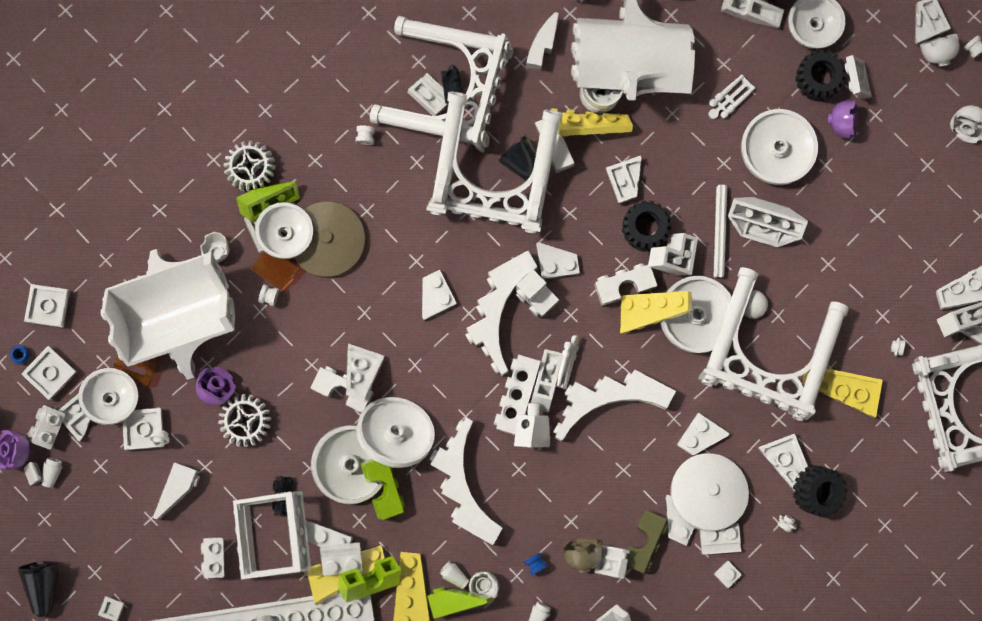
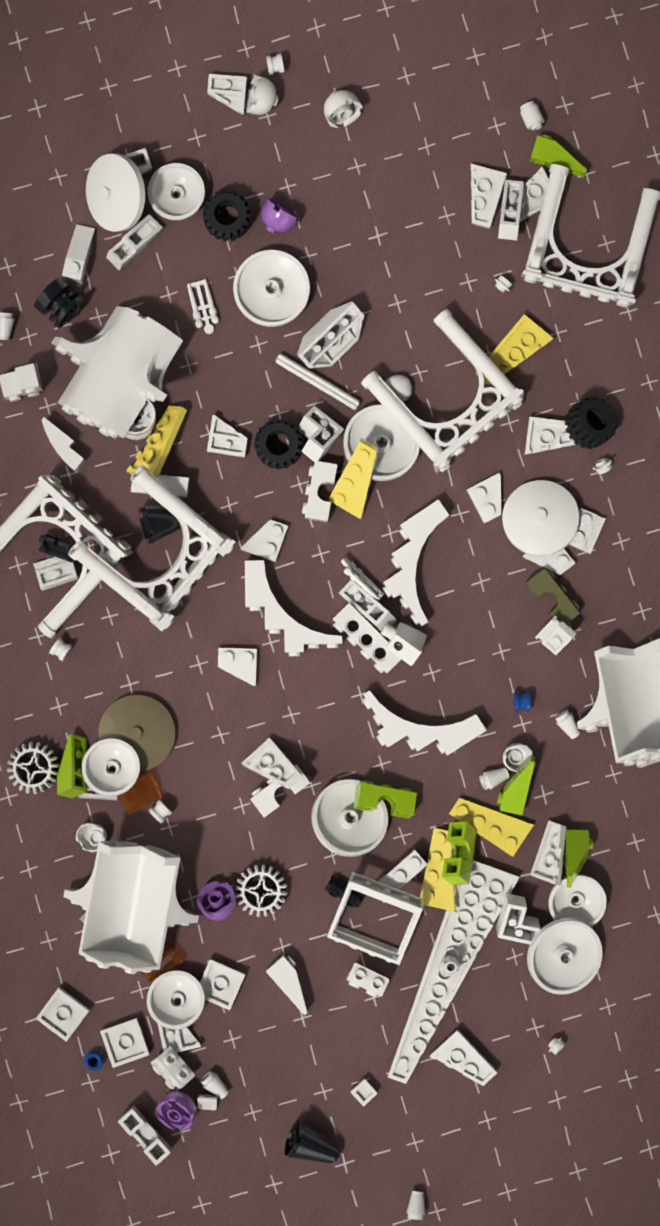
camera: 65 degrees left, 5 degrees up
(159, 438) = (237, 973): white plate -> none
(340, 558) = (428, 868): white plate -> none
(395, 432) = (343, 763): white dish -> none
(536, 294) = (287, 574): white brick -> none
(582, 555) = (535, 656): dark tan cylinder -> none
(727, 574) = (618, 541): white plate -> none
(859, 81) = (247, 183): white plate -> none

